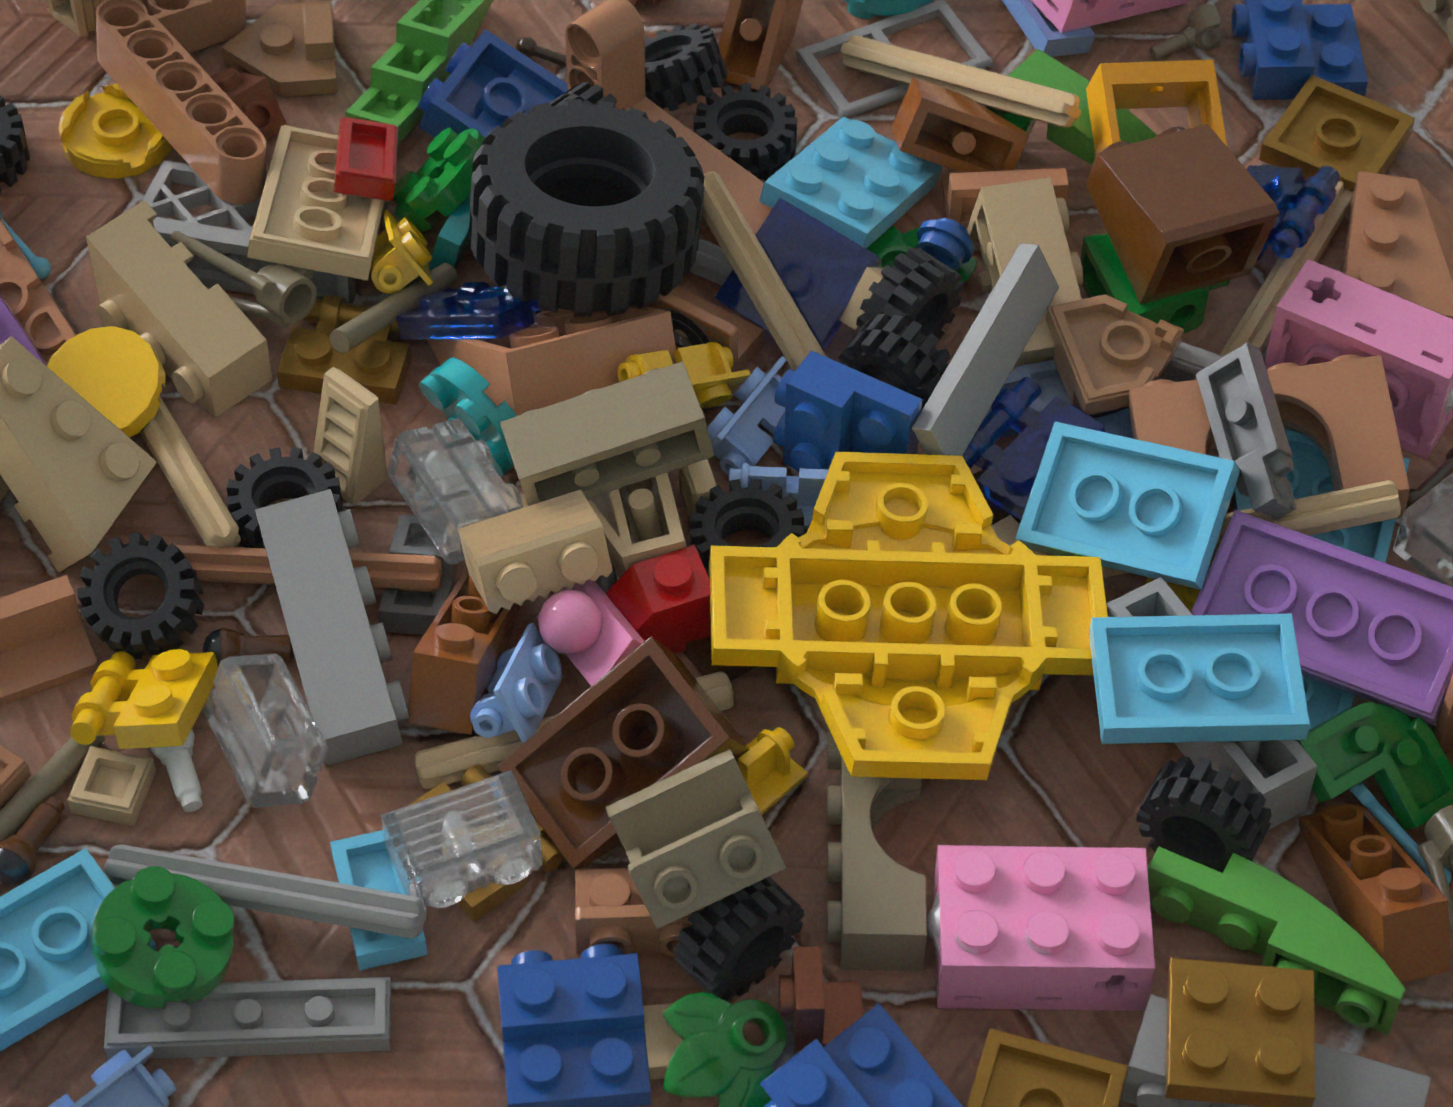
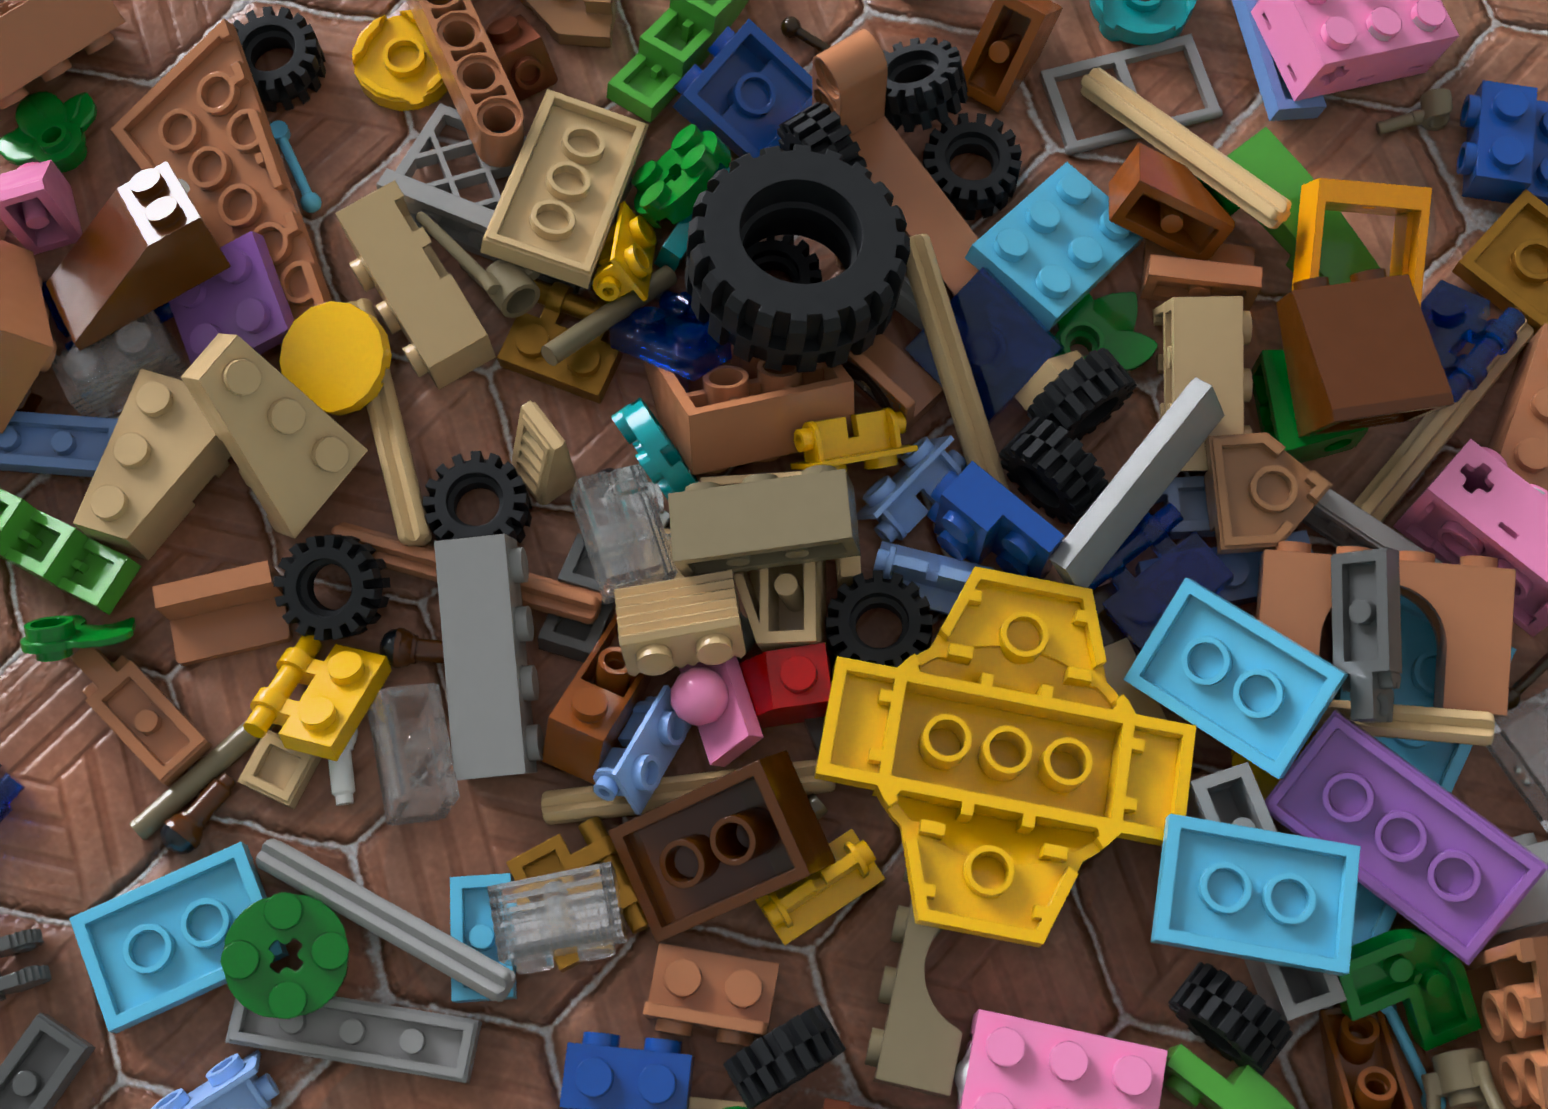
camera: 15 degrees right, 20 degrees up
(366, 159) = (614, 145): red tile -> none
(694, 839) = (760, 976): dark tan panel -> none
(946, 242) = (1129, 331): blue plate -> none

